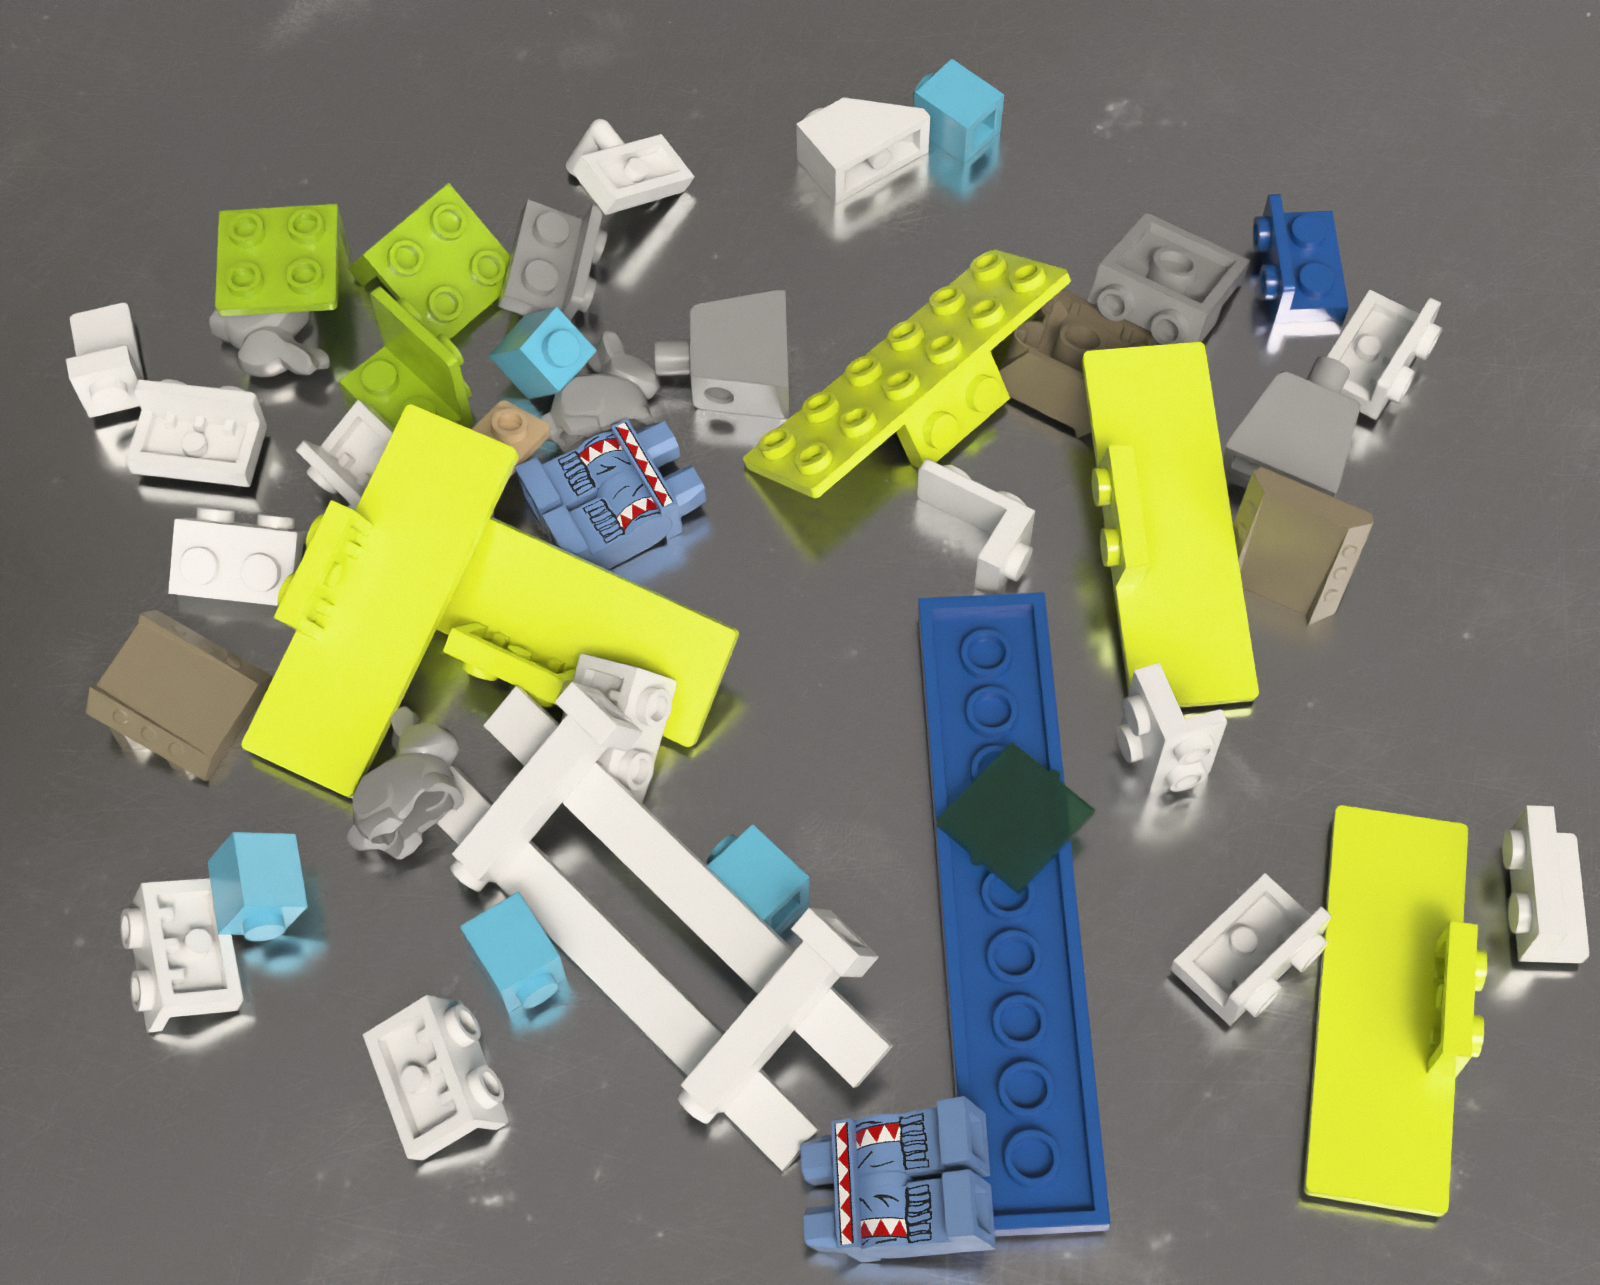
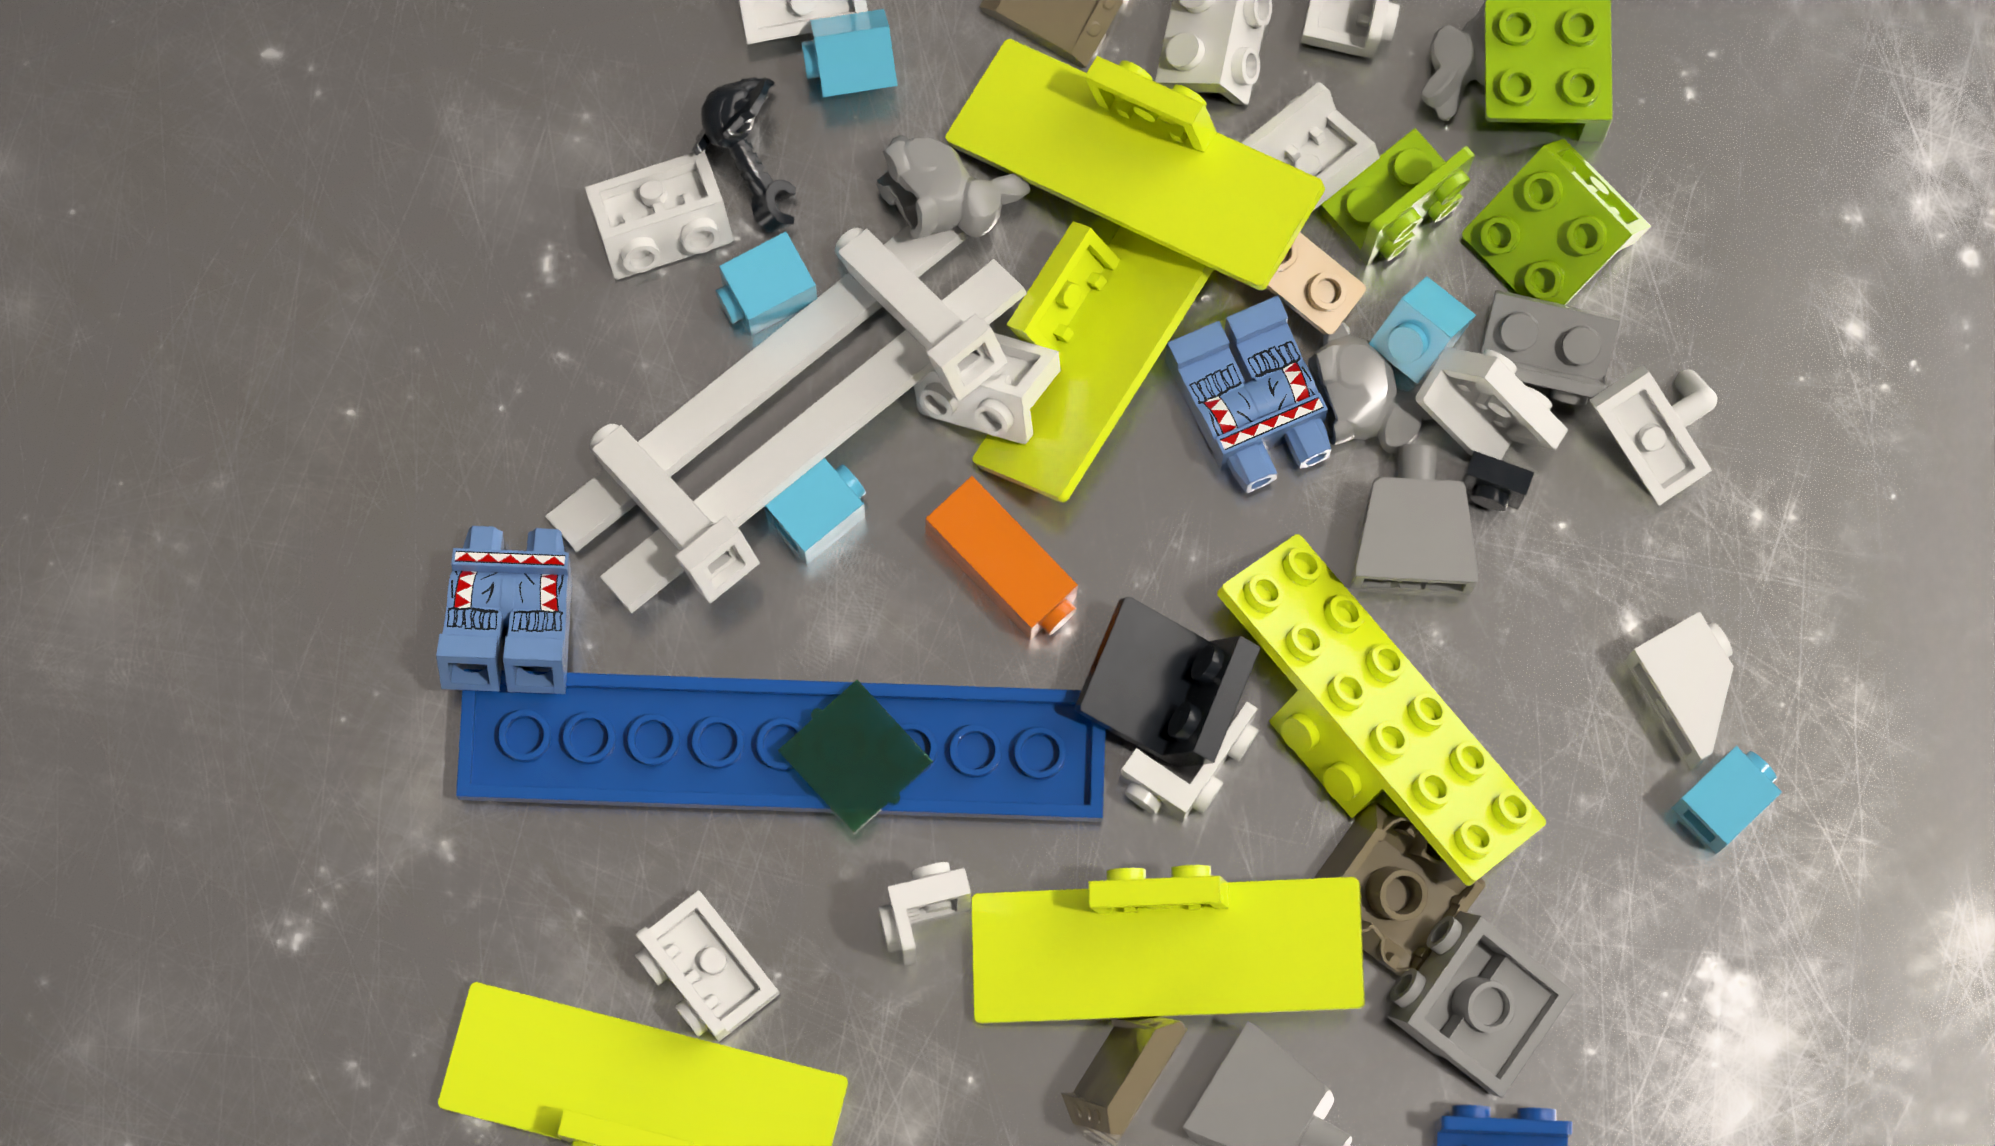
camera: 90 degrees right, 15 degrees up
(332, 1002) = (727, 122): none -> black piece
(608, 287) = (1487, 404): none -> white bracket
(681, 292) = (1496, 482): none -> black plate
(793, 703) = (1003, 559): none -> orange brick
(911, 534) = (1165, 685): none -> black bracket

